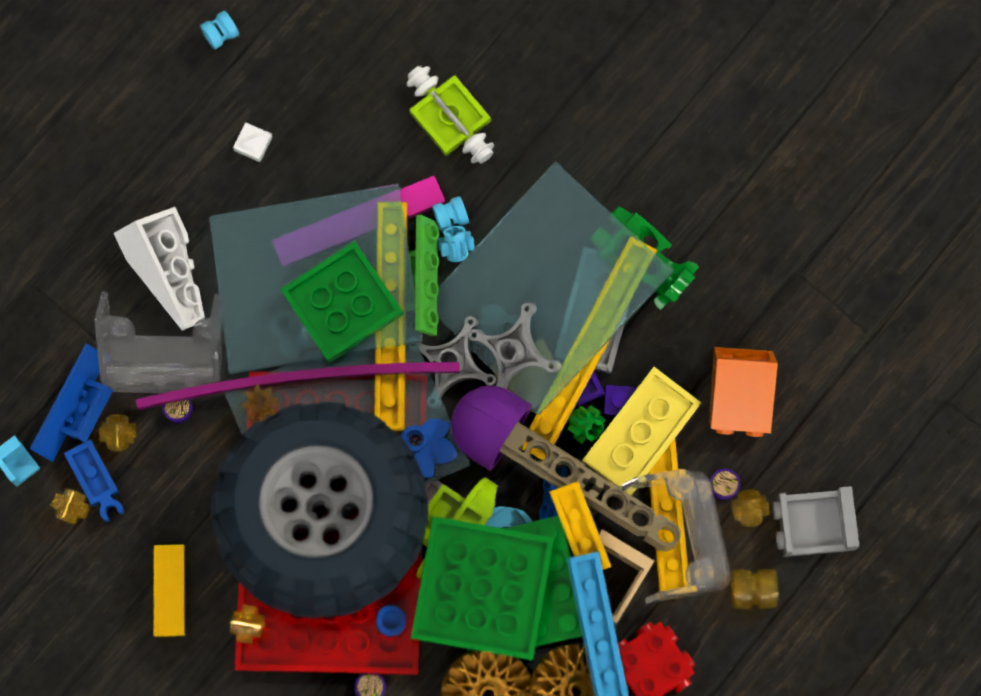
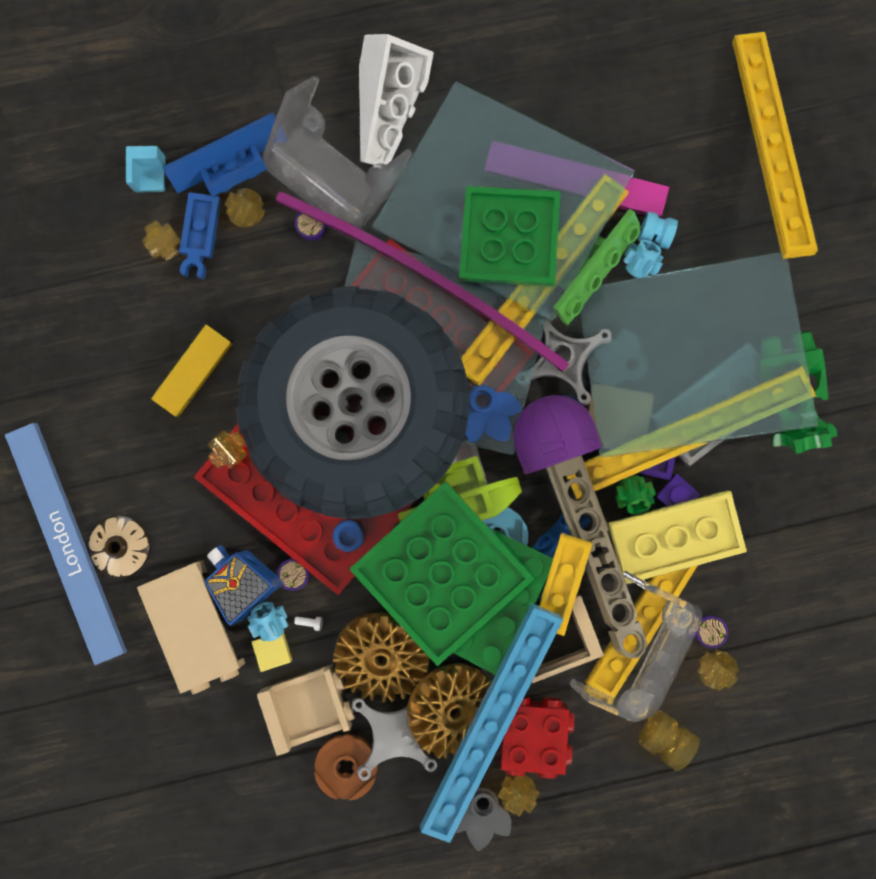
camera: 40 degrees right, 10 degrees up
(252, 142) = (539, 45): white tile -> none
(253, 400) = (374, 263): clear yellow gear -> none
(450, 115) = (722, 144): lime plate -> none
(487, 88) = (774, 146): none -> yellow tile
(515, 348) = (625, 387): light grey piece -> none
(742, 391) = (790, 567): orange slope -> none
(816, 522) = (765, 724): light grey panel -> none

